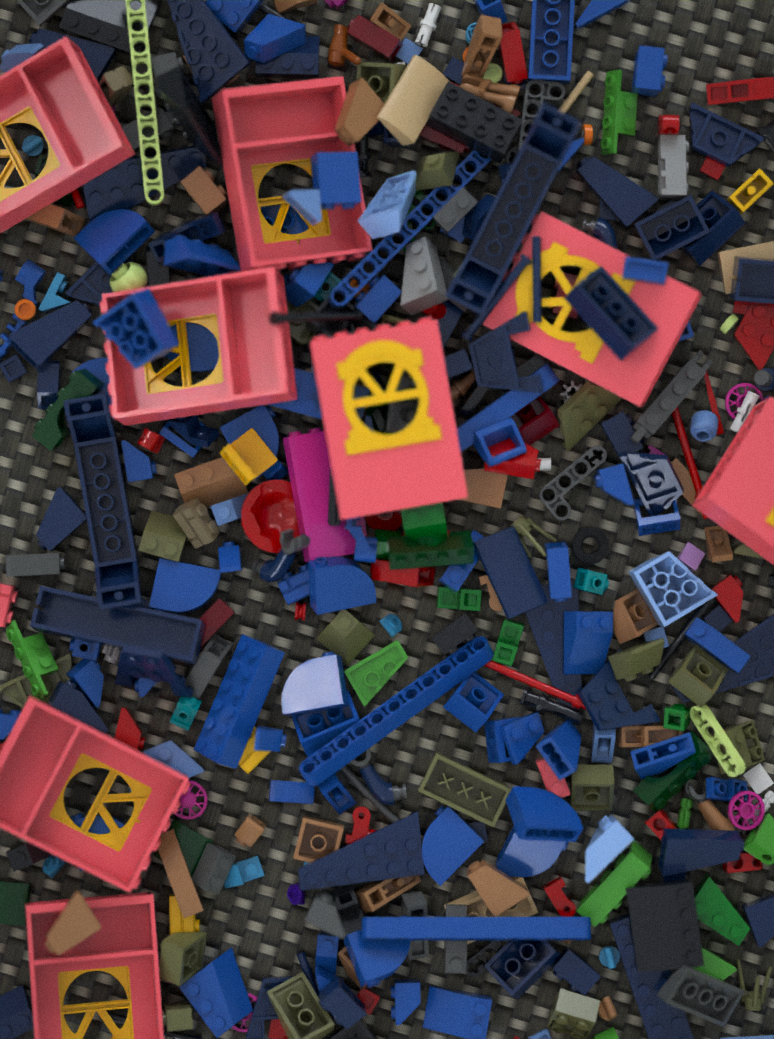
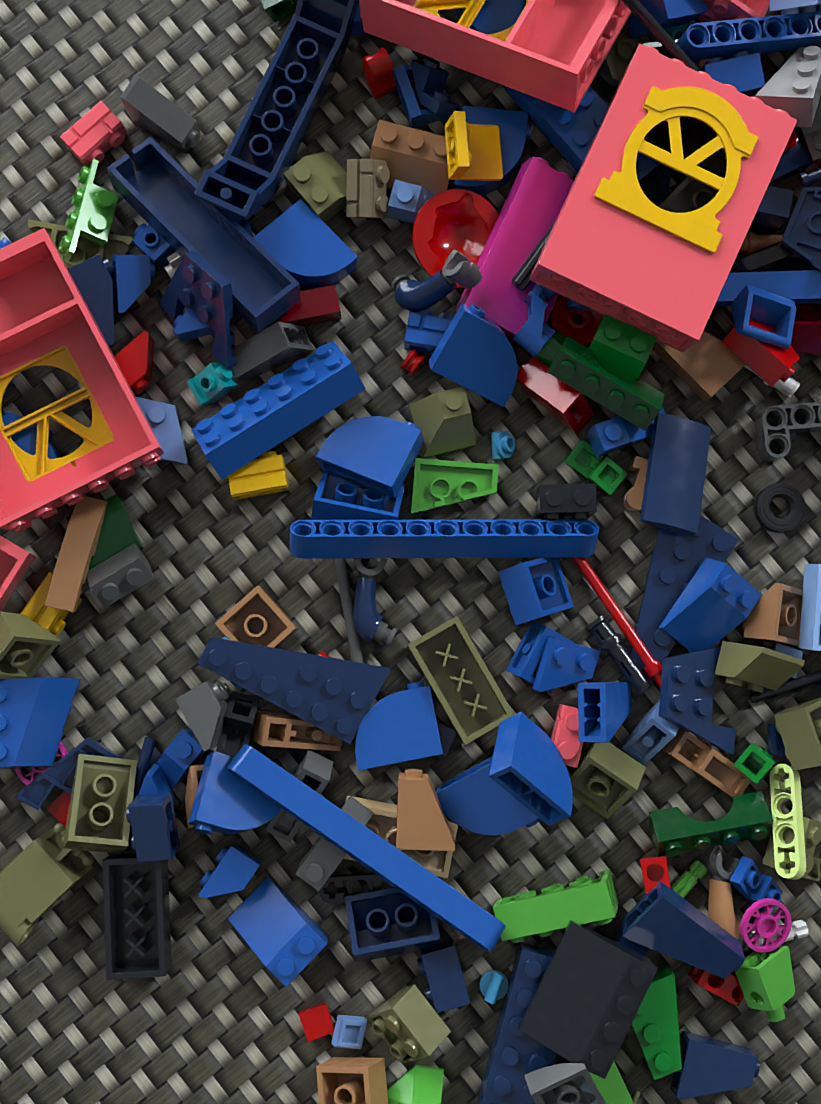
camera: 30 degrees right, 5 degrees down
(60, 520) = (221, 92): dark blue slope -> none
(137, 463) = (346, 90): blue slope -> none
(189, 800) = (148, 485): dark pink wheel -> none
(230, 557) = (376, 253): blue slope -> none
(244, 871) = (151, 604): dark azure slope -> none
(249, 830) = (189, 561): medium nougat slope -> none
(269, 739) = (281, 469): blue slope -> none
(276, 471) = (492, 193): blue tile -> none
(291, 792) = (265, 551): blue slope -> none
(295, 895) = (190, 670): dark purple plate -> none
(337, 793) = (314, 586): blue slope -> none
(361, 819) = (322, 635): red leg -> none
(369, 998) = (189, 844): red tile -> none
(508, 641) = (617, 551): green slope -> none
(523, 528) = (720, 439): olive plant -> none
(558, 571) = (731, 507): blue slope -> none
(563, 905) = (481, 877): red leg -> none
(591, 581) = (756, 546): teal brick -> none
(605, 845) = (583, 853): light blue wedge -> none
(606, 1009) = (450, 1047): medium nougat plate -> none
(662, 755) = (712, 796): blue slope -> none
(758, 778) = (797, 897): white sticker -> none

